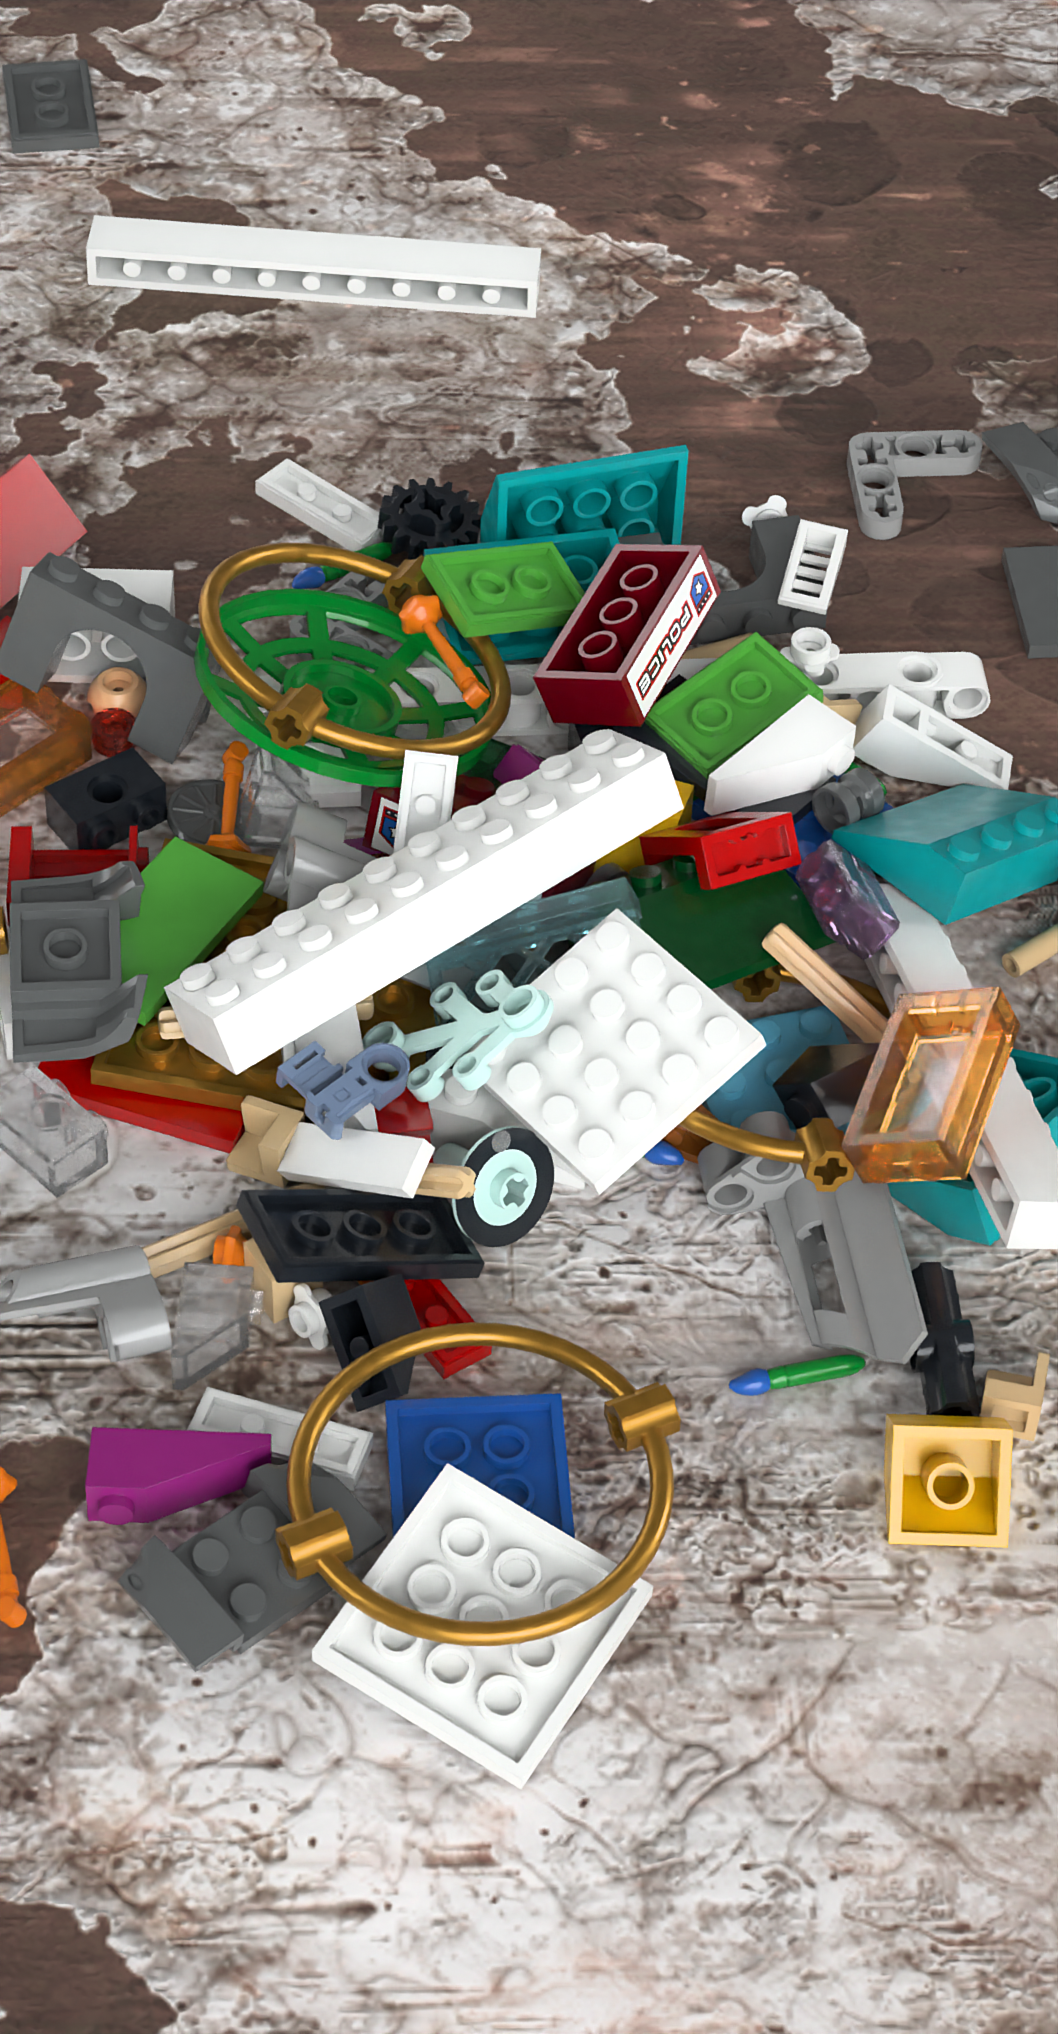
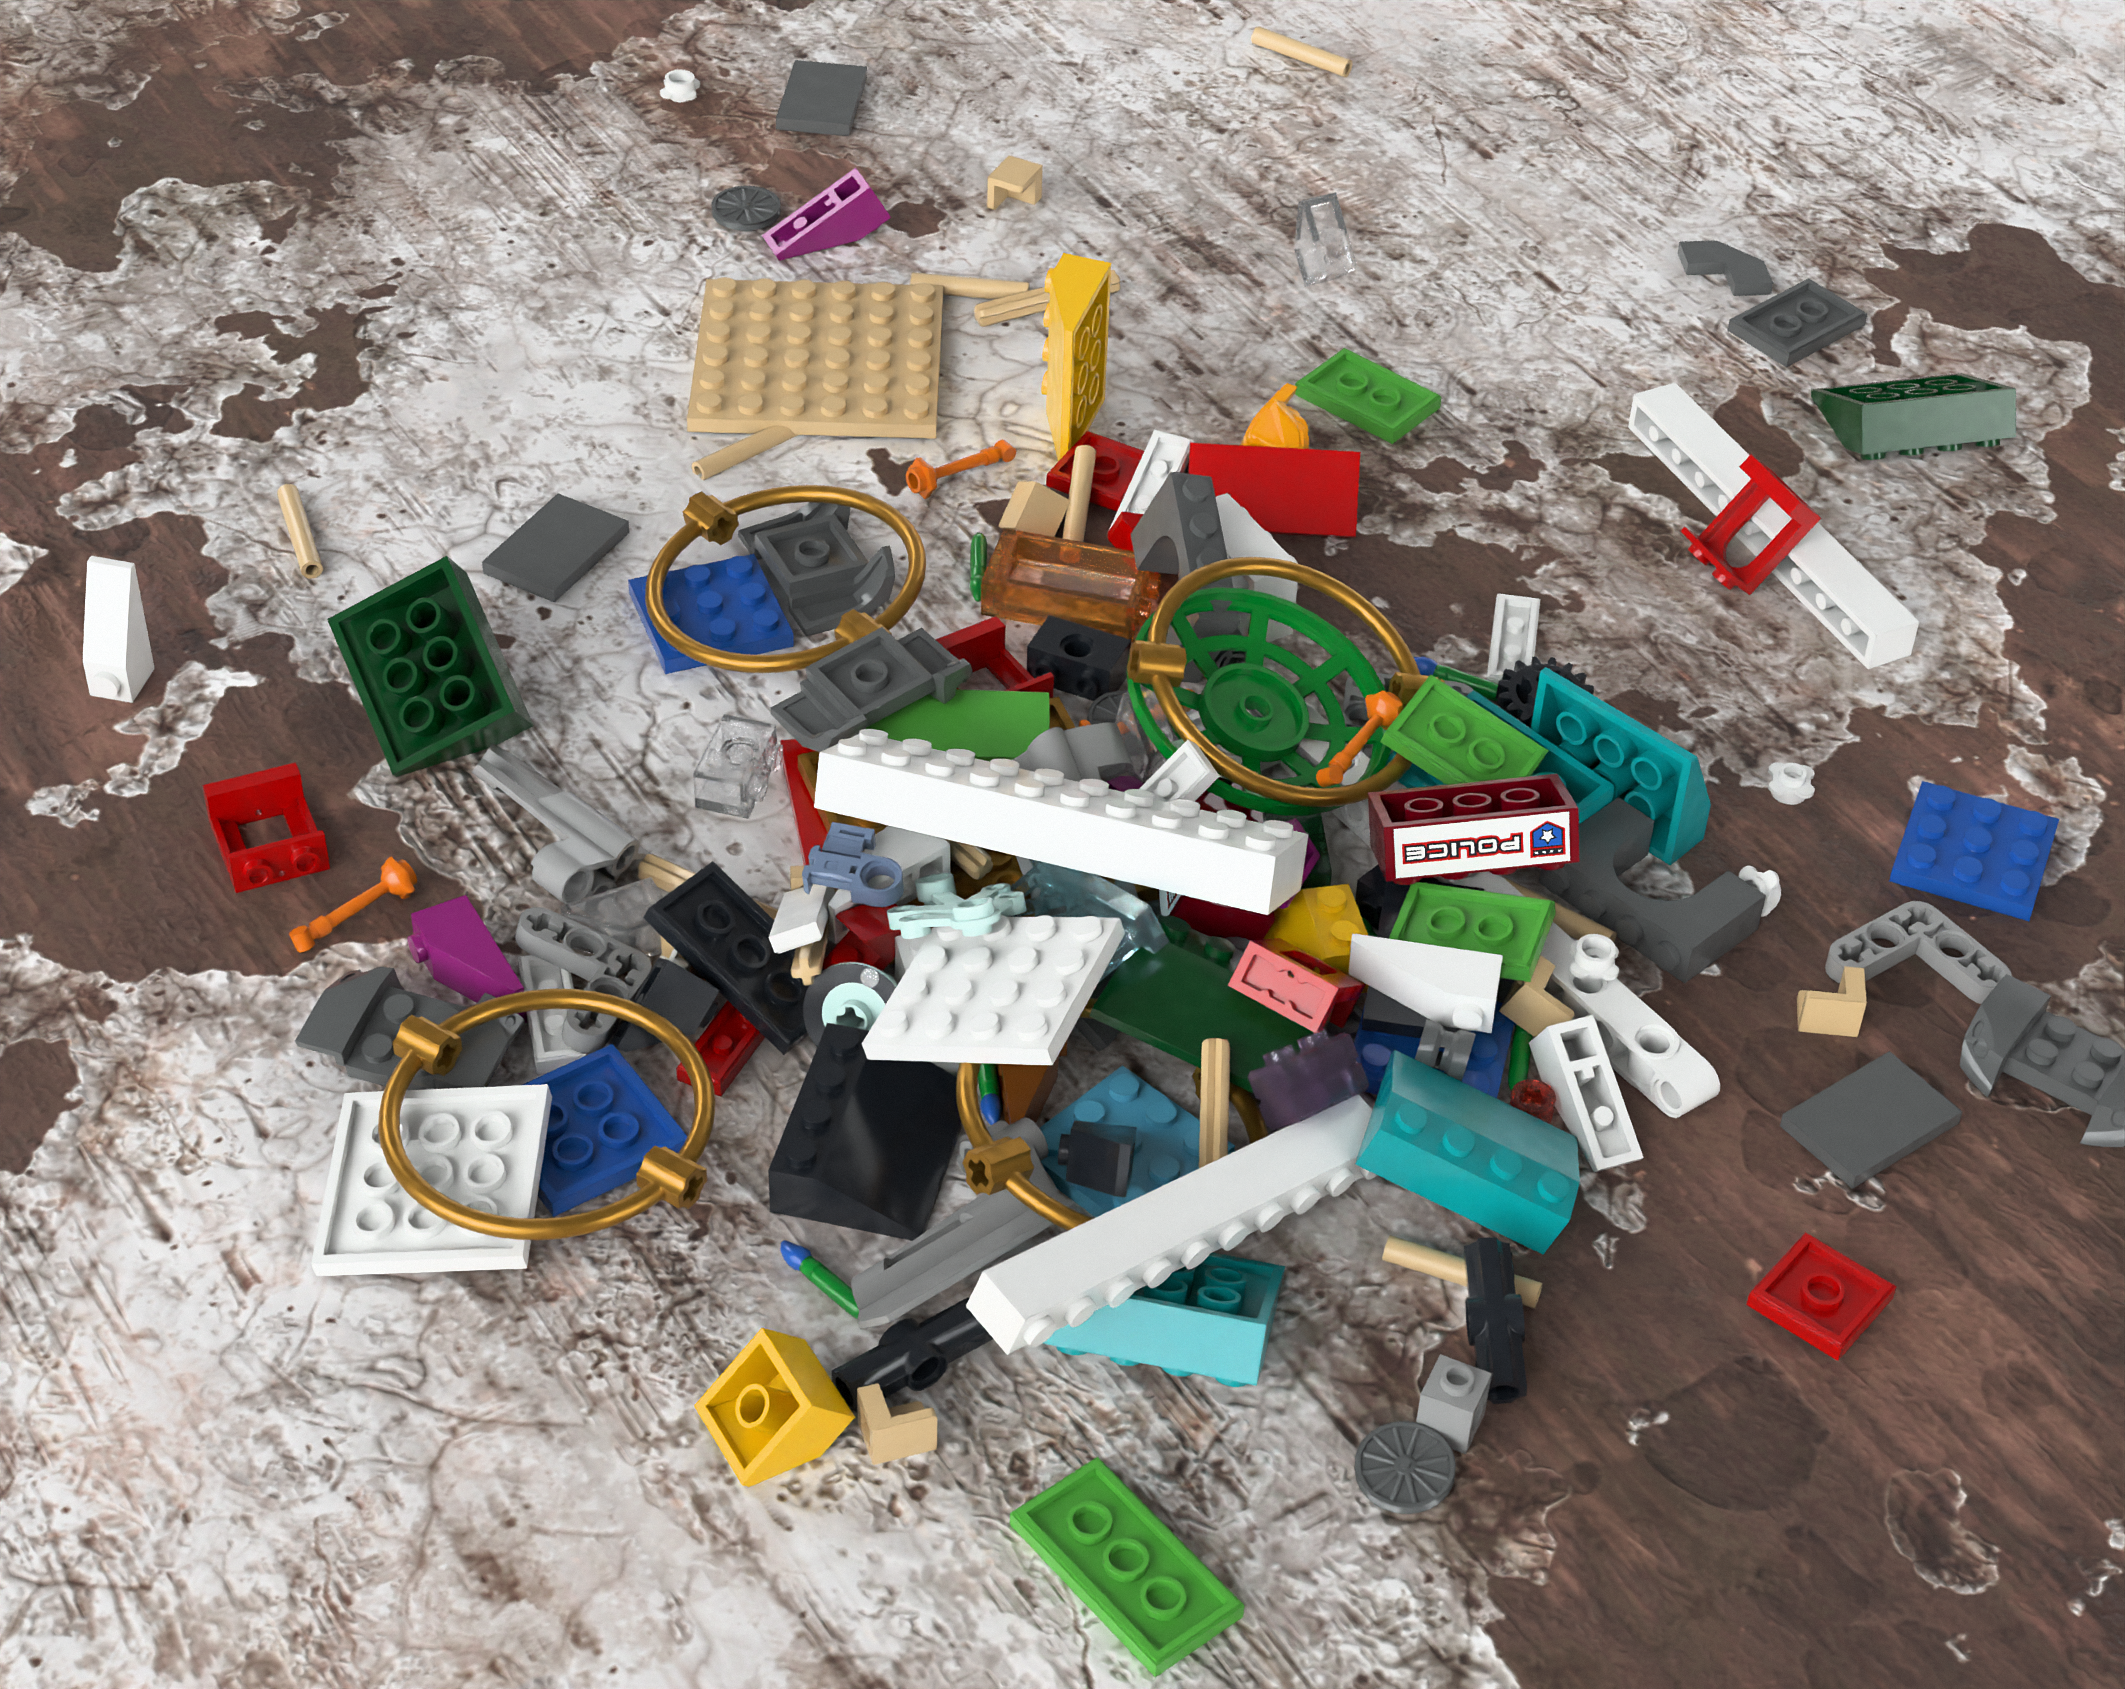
camera: 60 degrees right, 5 degrees down
(251, 104) = (1918, 414): none -> slope
(268, 1355) = (600, 969): none -> light grey beam
(304, 312) = (1714, 540): none -> red panel
(640, 1264) = (866, 1140): none -> black slope
(646, 433) = (1791, 782): none -> white plate
(806, 377) = (1974, 850): none -> blue plate
(819, 539) = (1708, 906): white slope -> none
(907, 778) = (1534, 1093): none -> clear red bush
(931, 1086) = (1088, 1181): clear orange window -> none
(932, 550) = (1834, 1012): none -> tan panel

